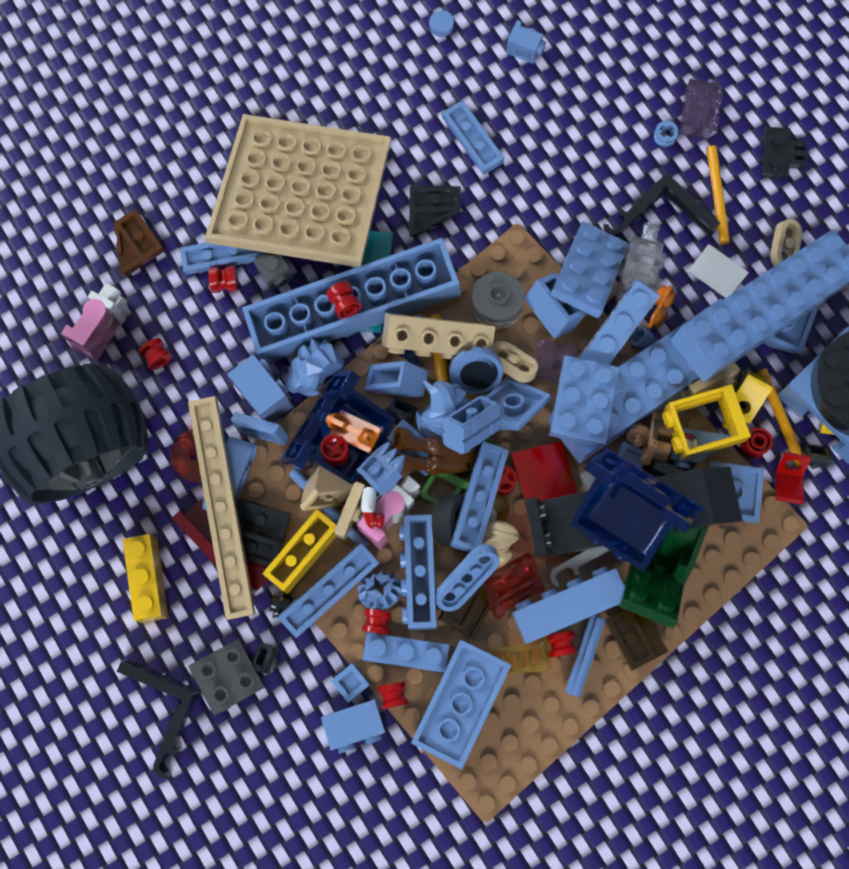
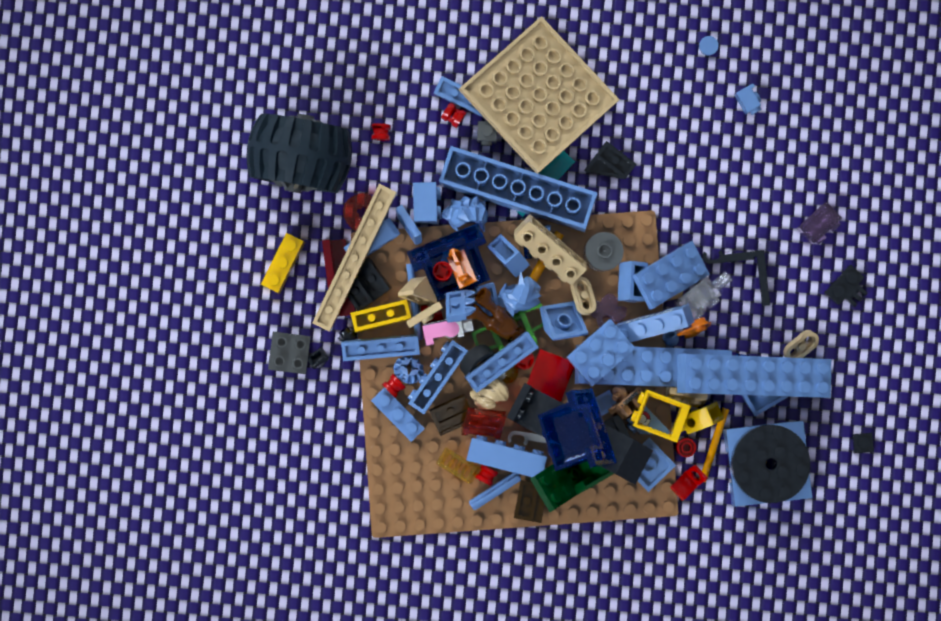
camera: 30 degrees right, 10 degrees up
(97, 322) = (361, 88): bright pink hips -> none
(134, 243) = (417, 51): reddish brown wing -> none
(182, 711) = (255, 336): black hinge -> none
(342, 297) = (511, 189): red wheel -> none
(350, 682) = (355, 407): medium blue plate -> none
(353, 725) = (339, 432): medium blue brick -> none
(368, 509) = (434, 323): arm -> none
(393, 695) = (373, 432): red wheel -> none
(401, 410) = (497, 276): black slope -> none
(461, 704) = (407, 465): medium blue plate -> none
(471, 424) = (528, 317): medium blue brick -> none
(473, 137) = (669, 136): medium blue plate -> none
(476, 370) = (557, 286): tile -> none
(479, 566) = (460, 401): medium blue plate -> none
(665, 126) = (791, 218): medium blue bush -> none
(718, 196) = (788, 283): light orange bar -> none
(718, 271) = (750, 330): white sticker -> none
(819, 455) = (715, 480): black slope -> none

